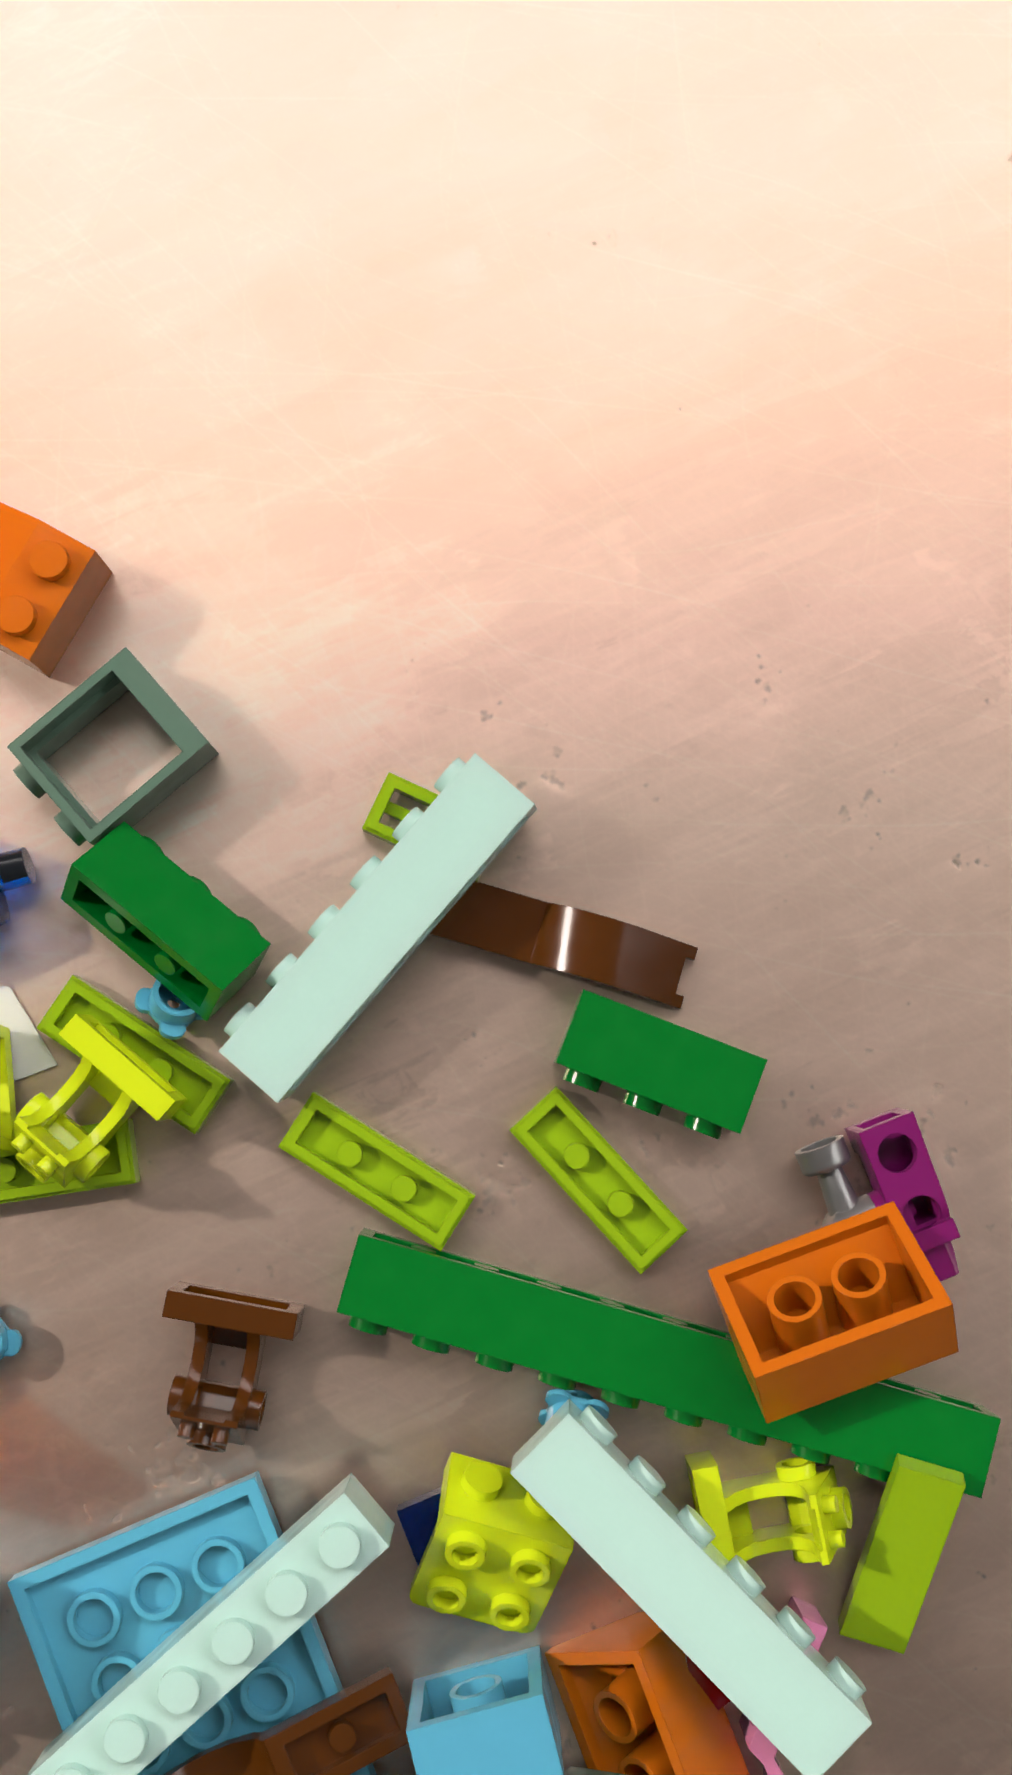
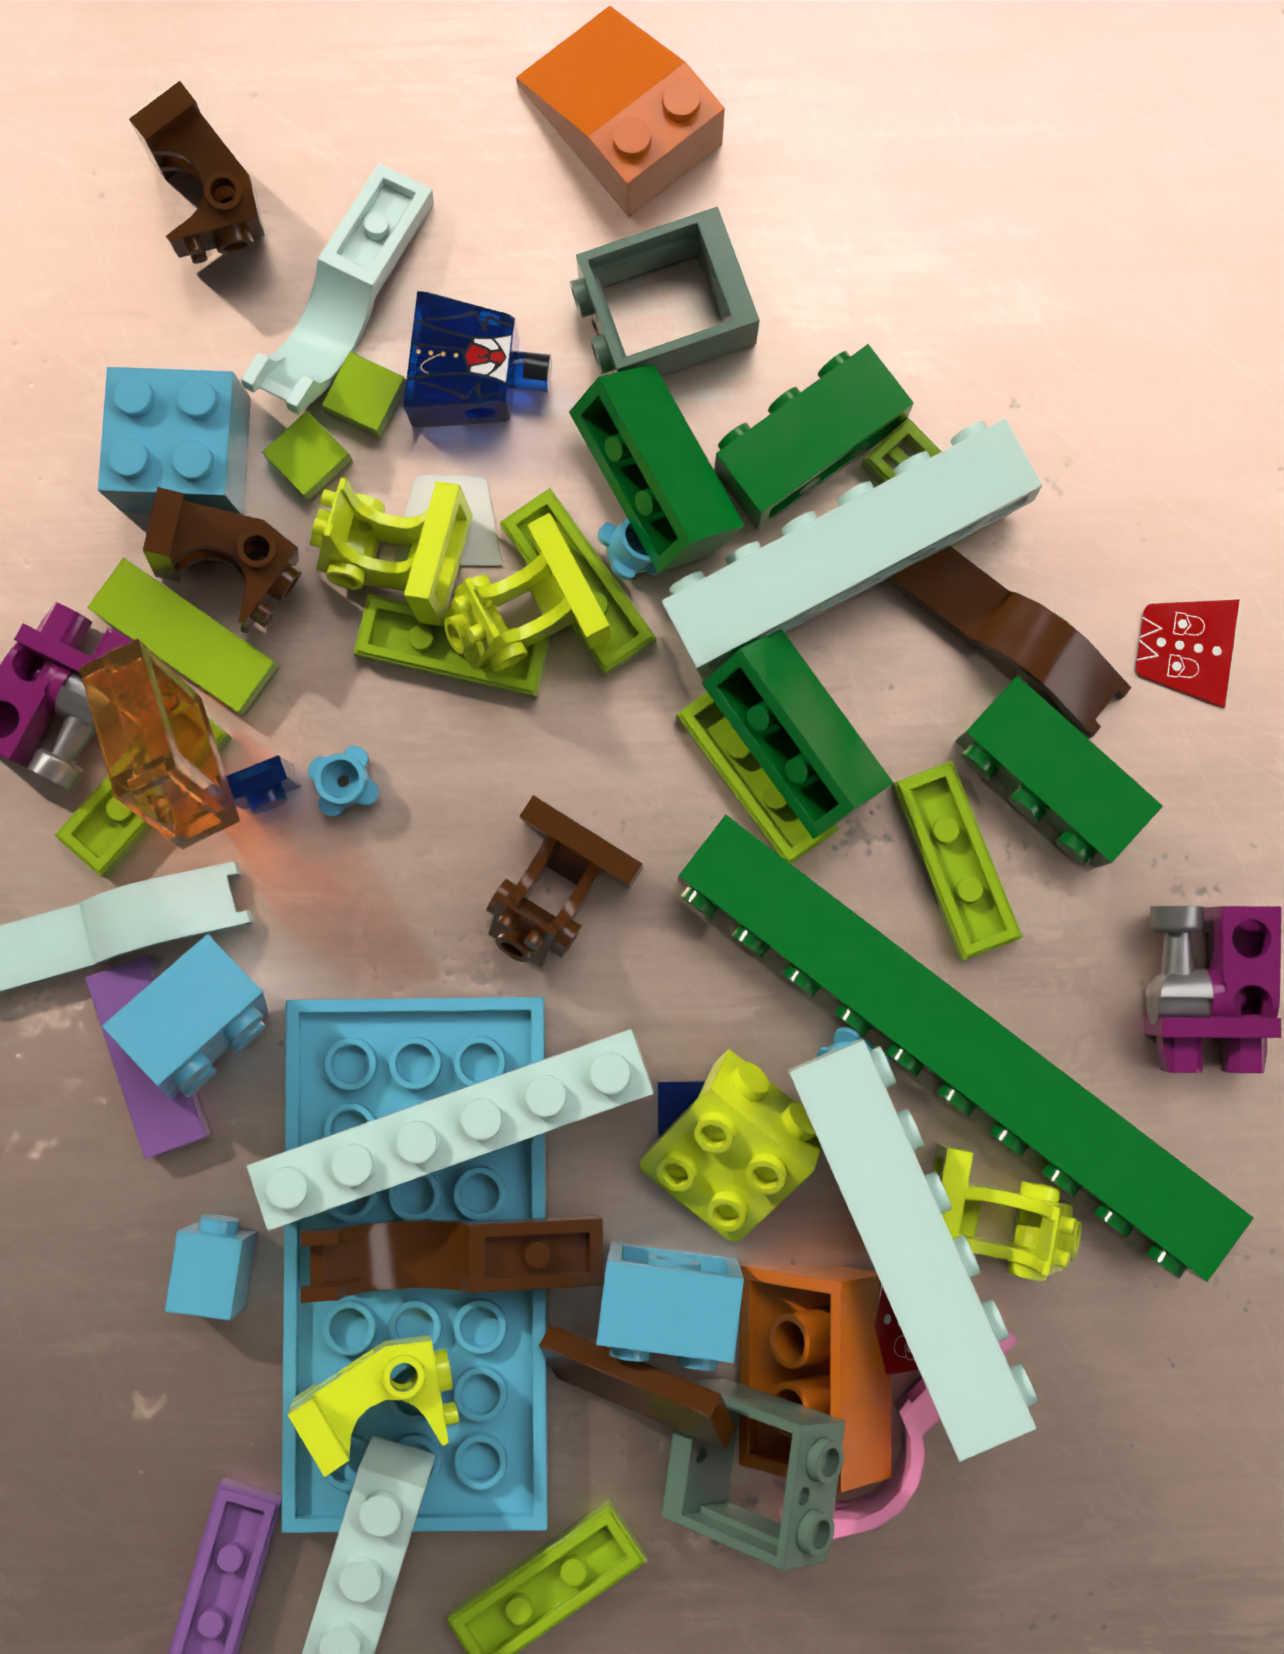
camera: 30 degrees right, 0 degrees up
(302, 827) = (811, 434): none -> green brick
(397, 1125) = (796, 732): none -> green brick
(737, 884) = (1189, 646): none -> red sticker
(834, 1311) = (1142, 1053): orange slope -> none
(901, 1553) = (1110, 1304): lime tile -> none

